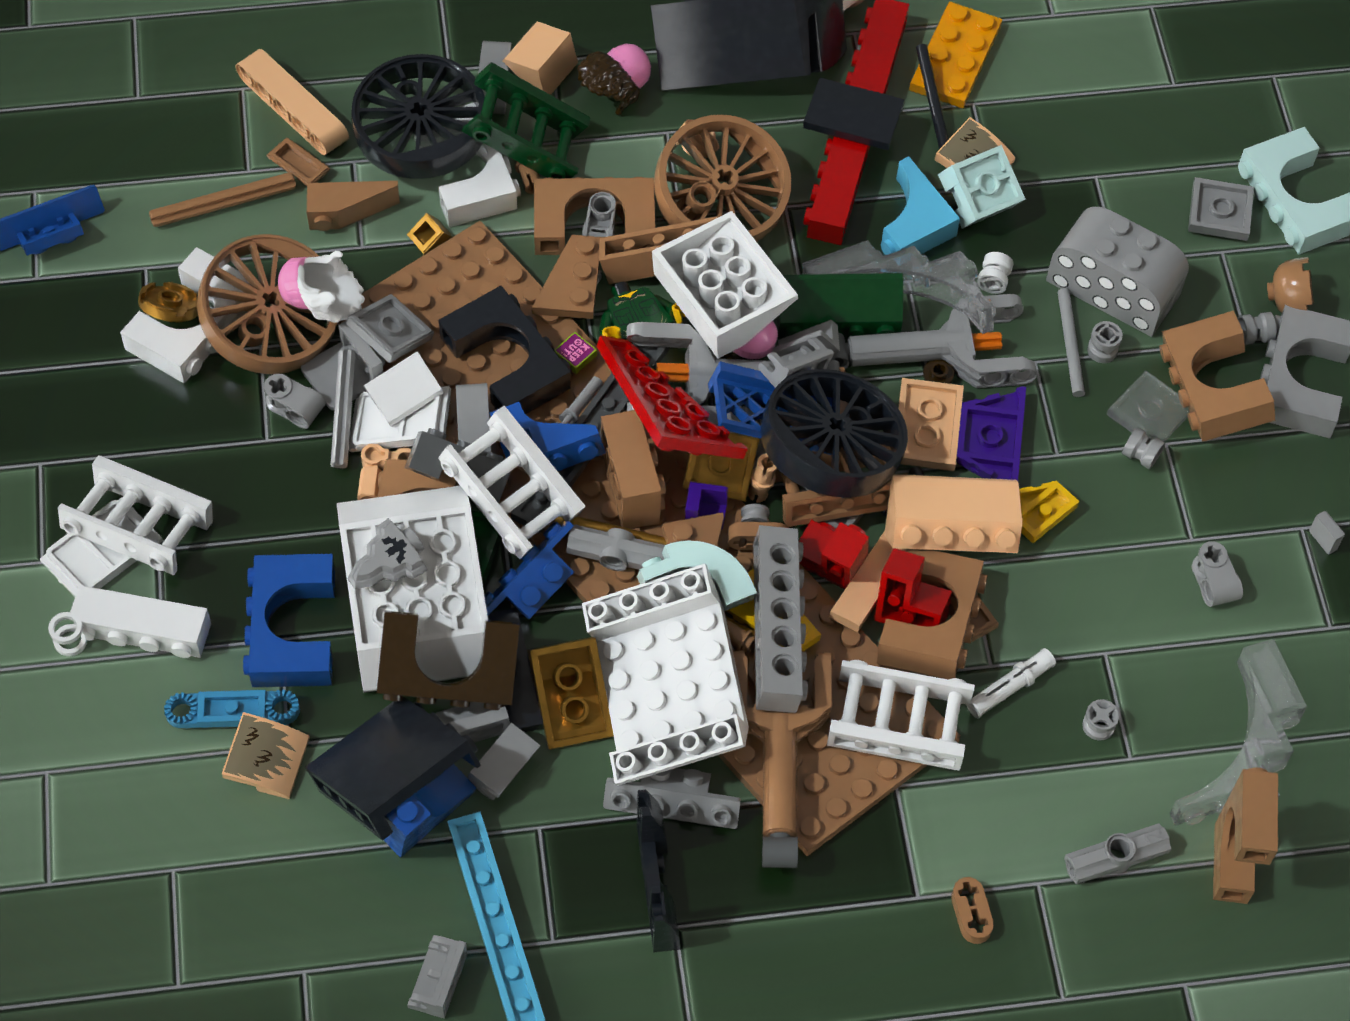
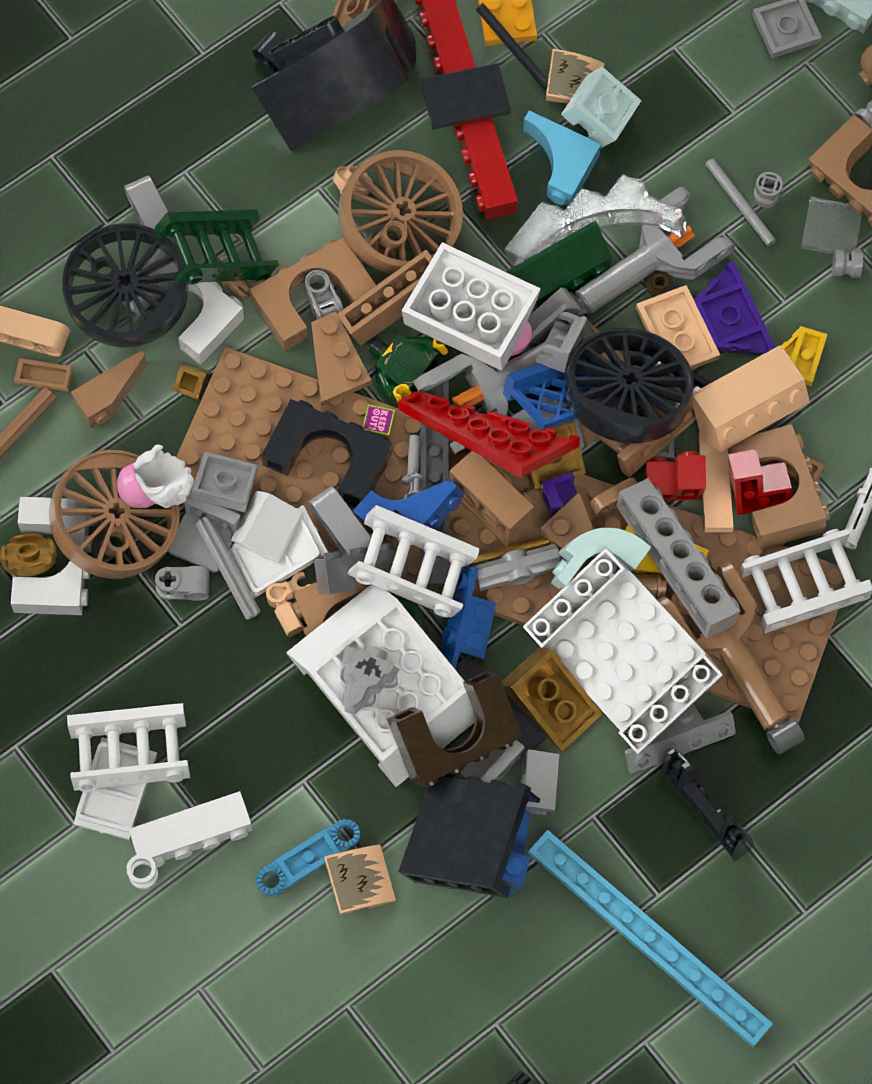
camera: 30 degrees left, 10 degrees up
(275, 582) = (311, 801): blue arch -> none
(438, 976) = (597, 970): light grey hinge -> none
(543, 57) = (182, 176): light nougat slope -> none
(616, 74) = (253, 160): dark brown hair -> none
(755, 513) = (602, 482): light grey bush -> none
(762, 479) = (589, 446): light nougat pin -> none
(995, 270) = (651, 174): white wheel -> none
(1120, 268) = (745, 123): light grey brick -> none

